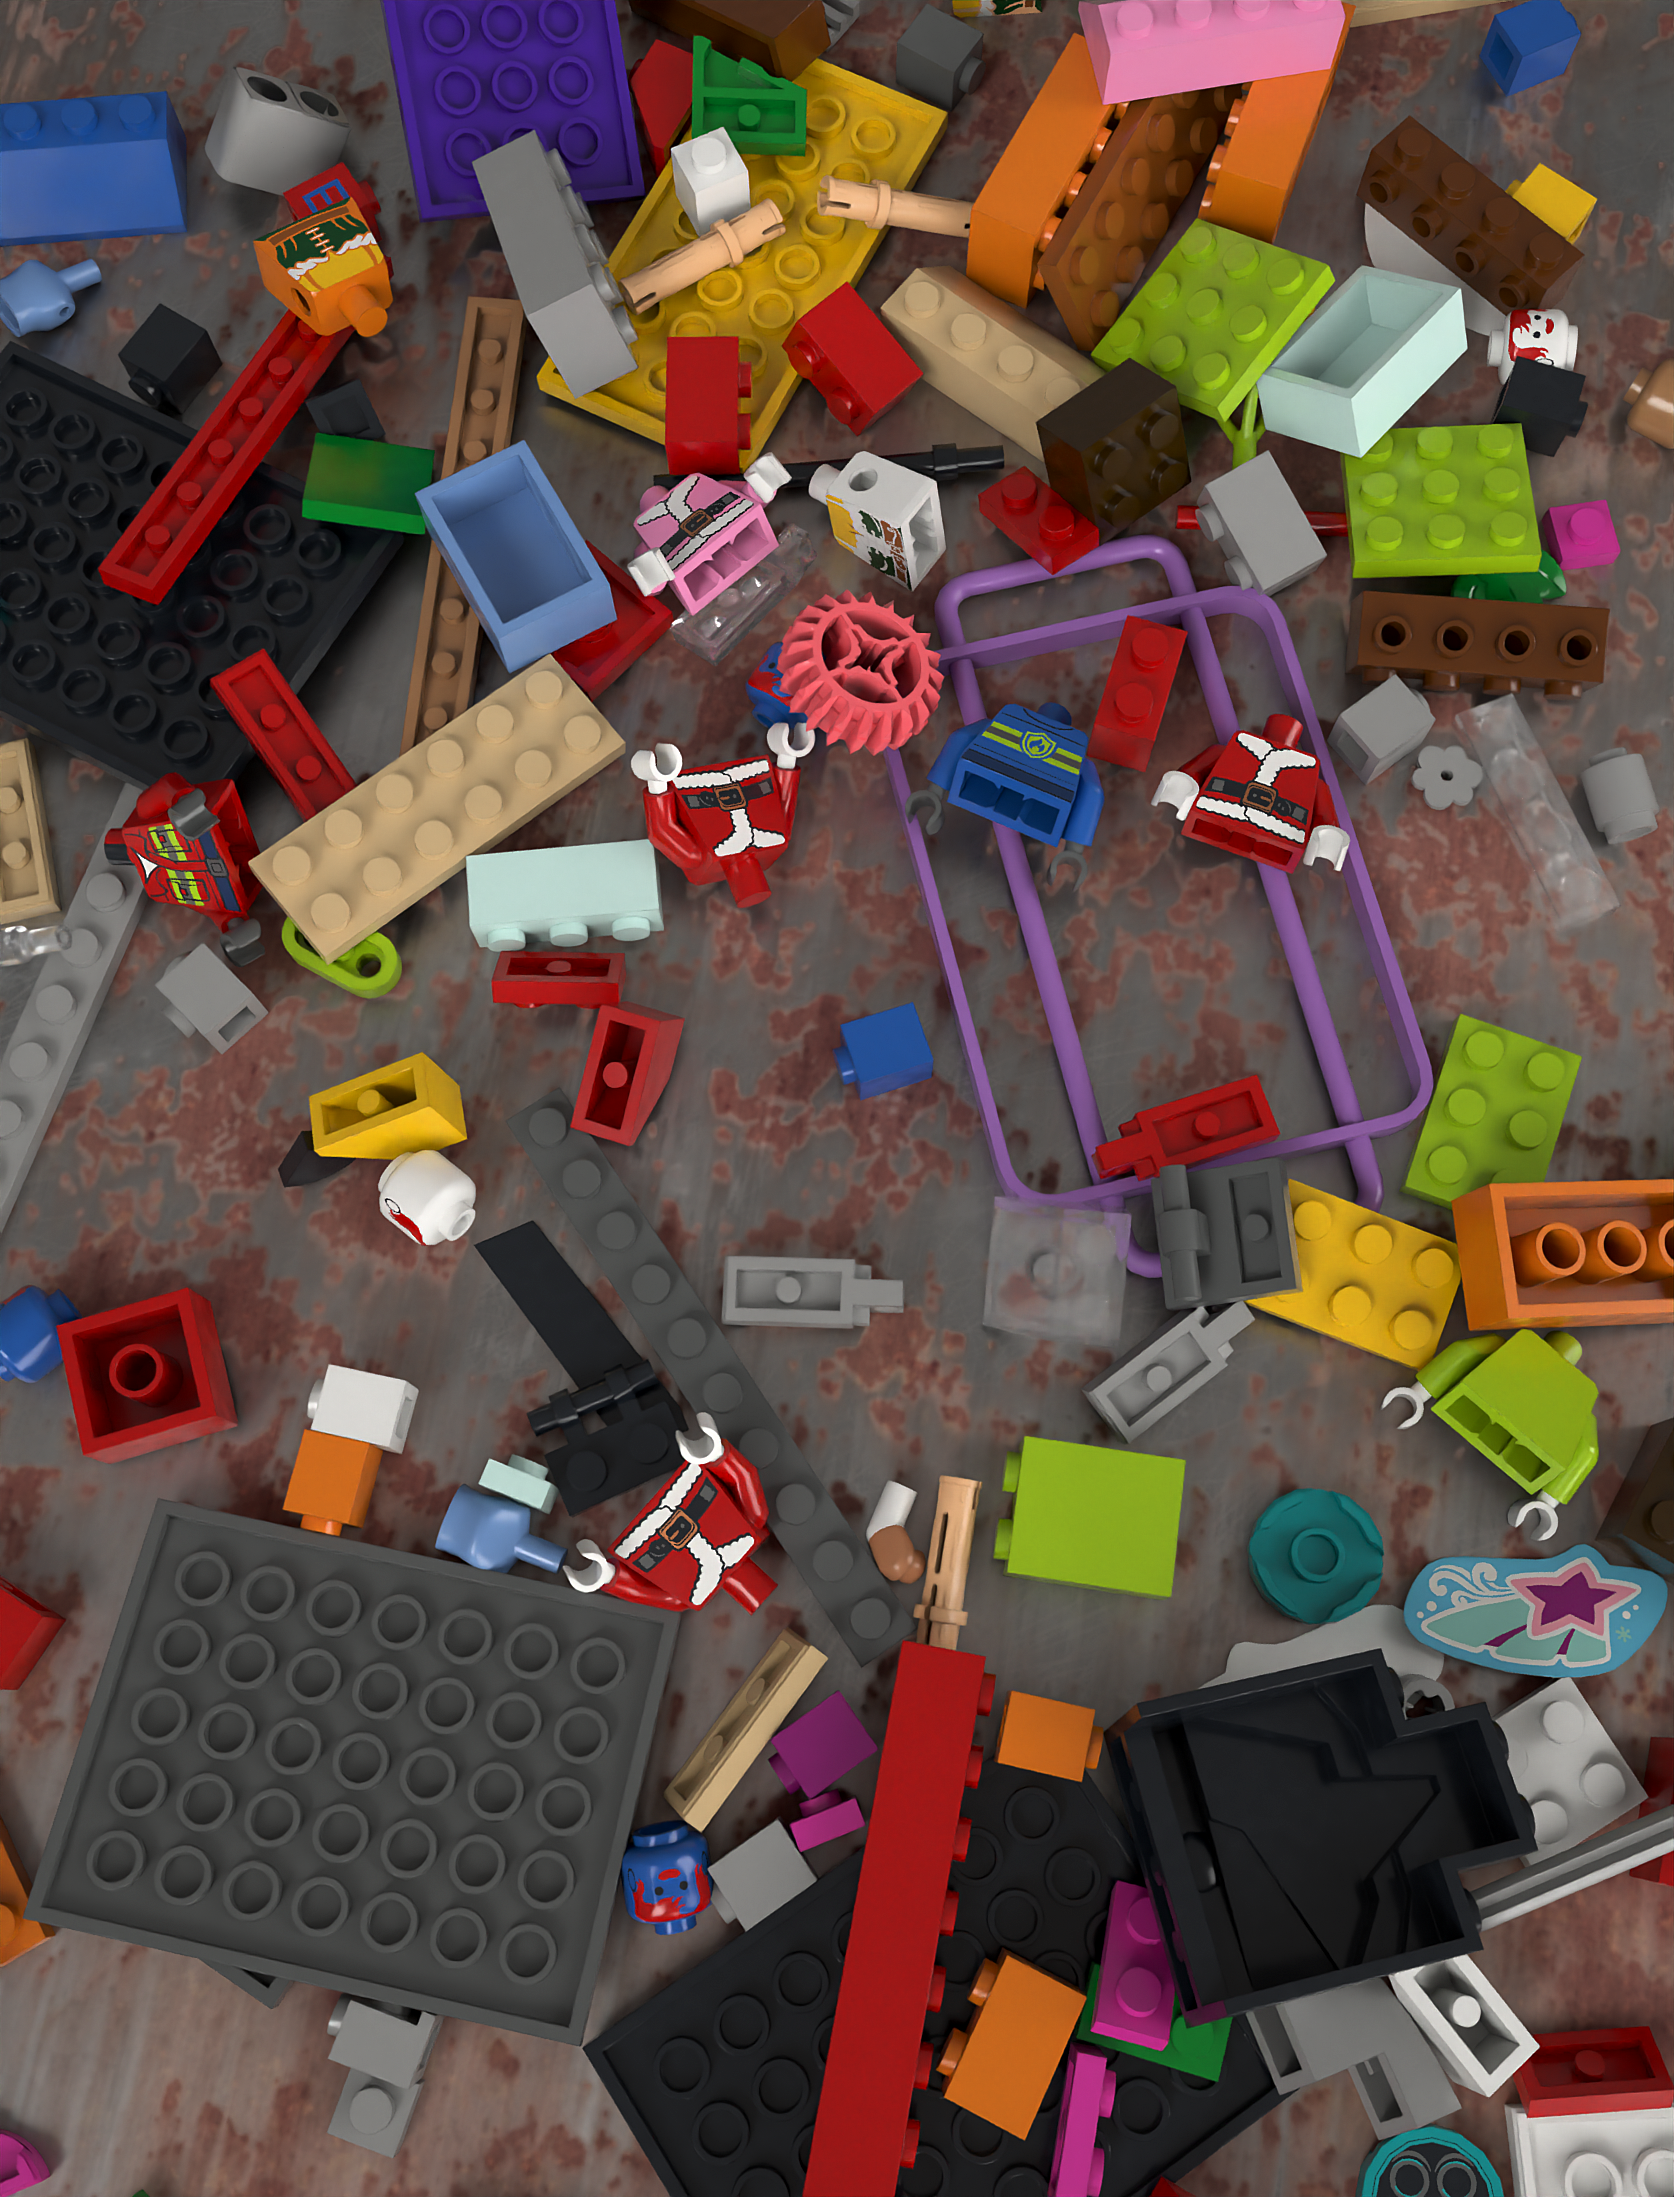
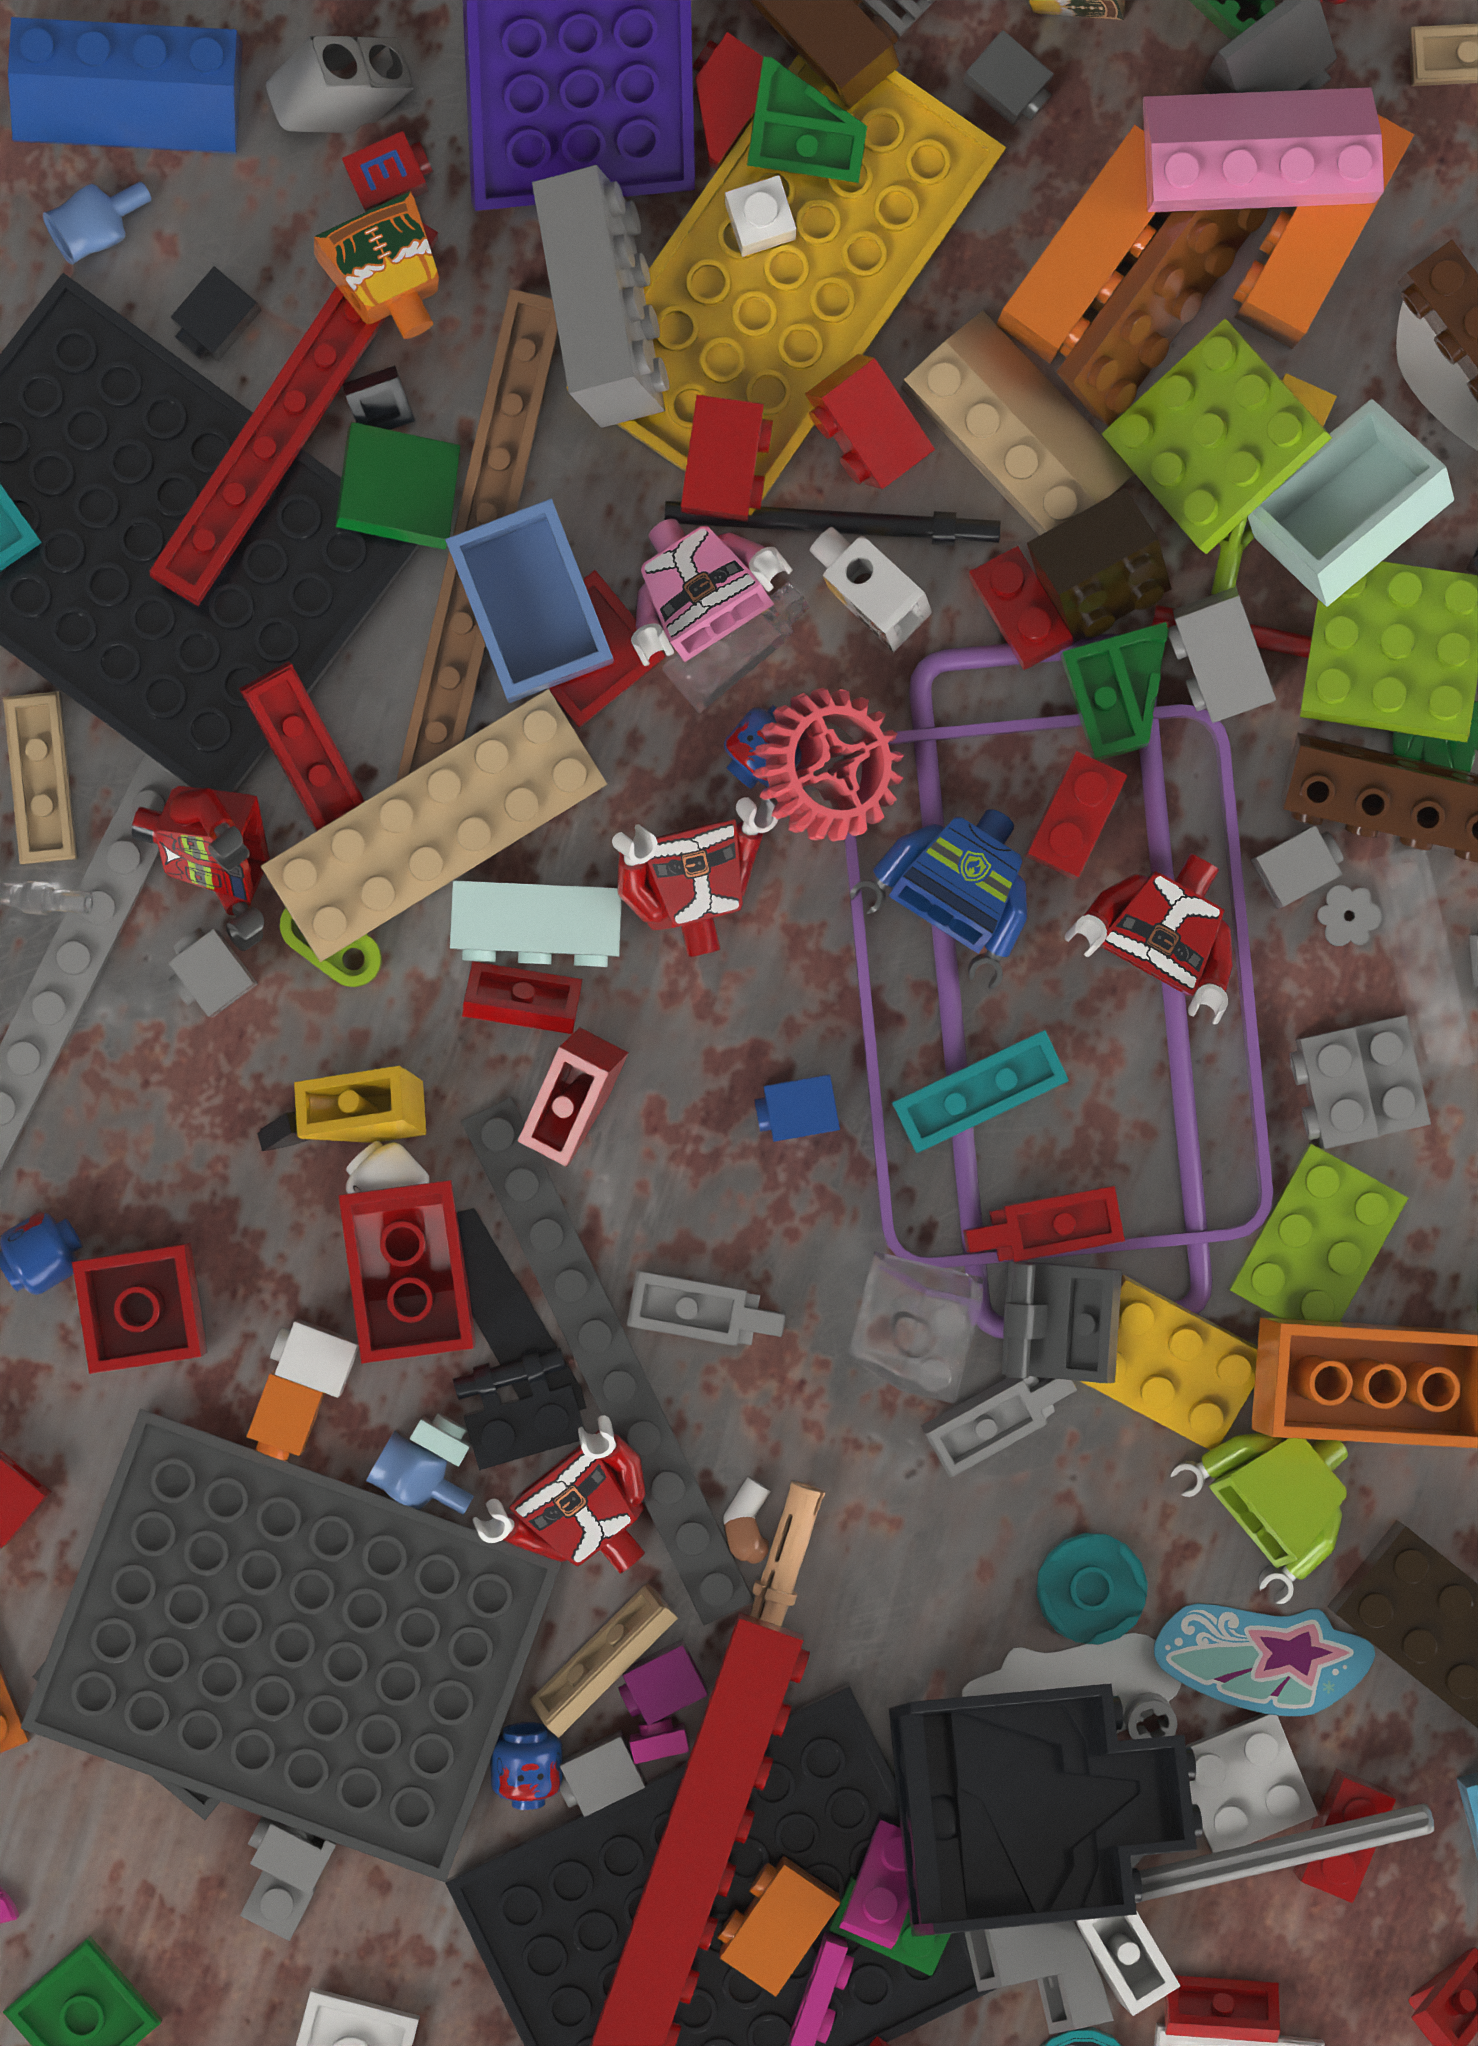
camera: 10 degrees right, 15 degrees up
(456, 1288) = (407, 1271): none -> red slope
(715, 249) = (750, 286): light nougat pin -> none
(883, 205) = (923, 258): light nougat pin -> none
(1048, 1736) = (843, 1705): orange brick -> none
(1084, 997) = (980, 1091): none -> teal plate
(1091, 1517) = (909, 1534): lime brick -> none
(1154, 567) = (1117, 688): none -> green wing
(1498, 943) = (1360, 1082): none -> light grey plate

